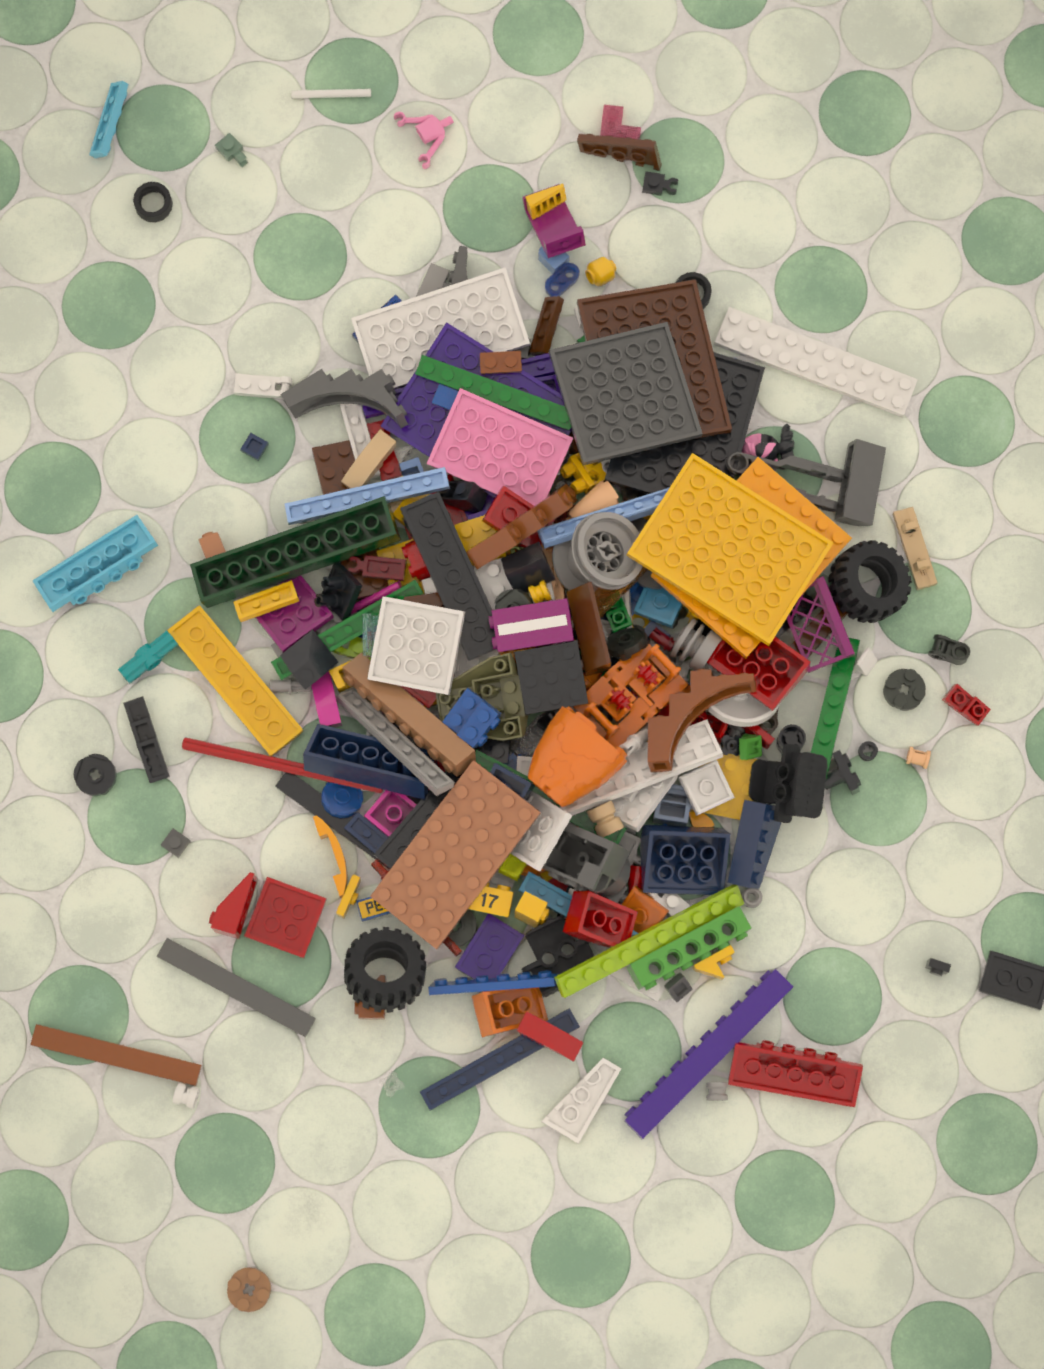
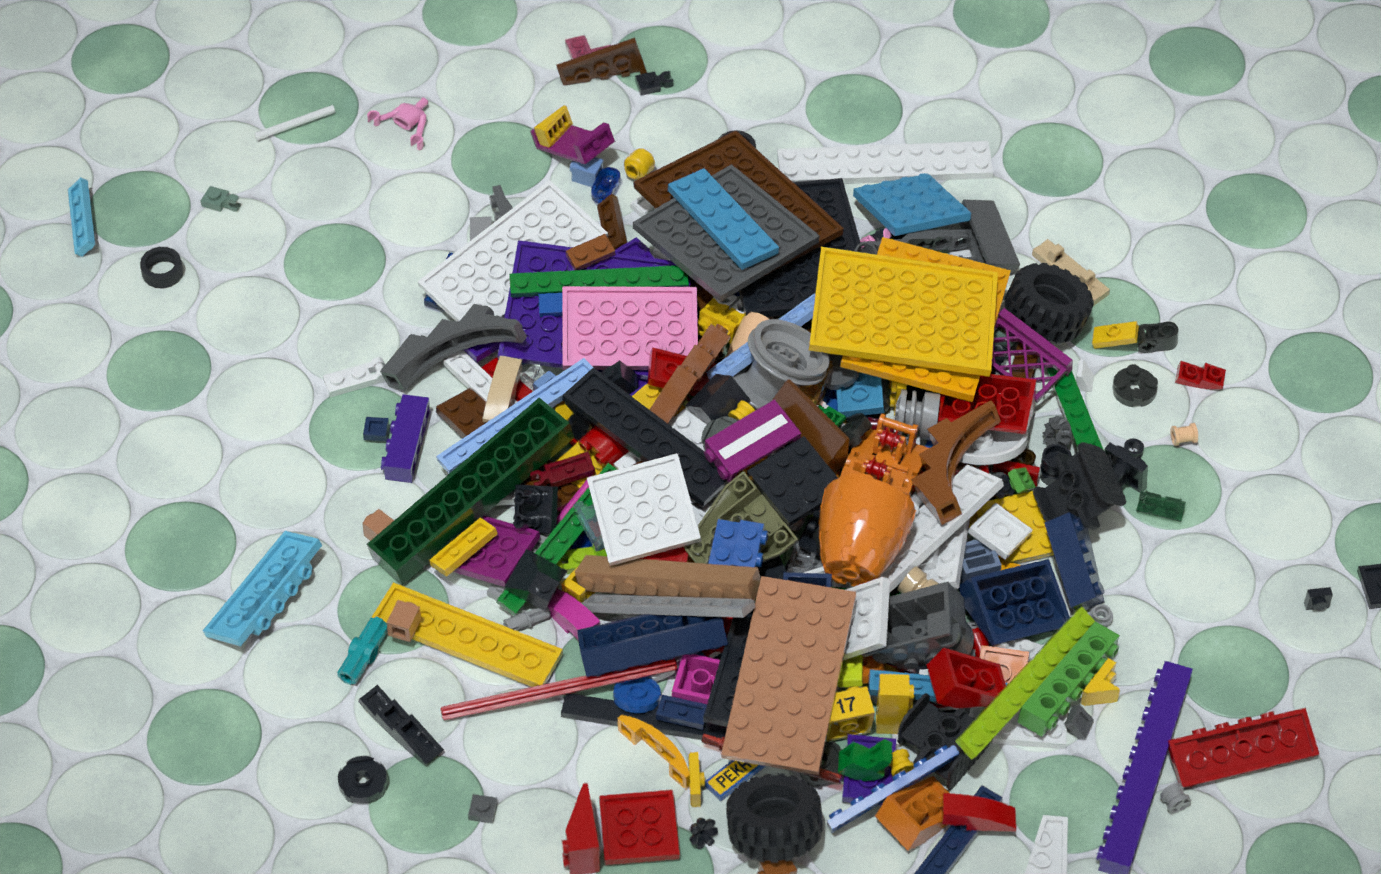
camera: 25 degrees left, 25 degrees down
(188, 649) = (404, 620): none -> nougat brick
(274, 468) = (406, 438): none -> dark purple brick
(331, 945) = (702, 832): none -> black plant
(484, 949) = (865, 763): none -> green brick
(512, 963) = (901, 762): none -> yellow wheel
(627, 381) = (723, 219): none -> dark azure plate
(809, 423) = (911, 204): none -> dark azure plate
(811, 717) = (1064, 434): none -> dark grey gear
(859, 817) = (1159, 506): none -> clear green hinge
(914, 633) = (1115, 334): none -> yellow plate

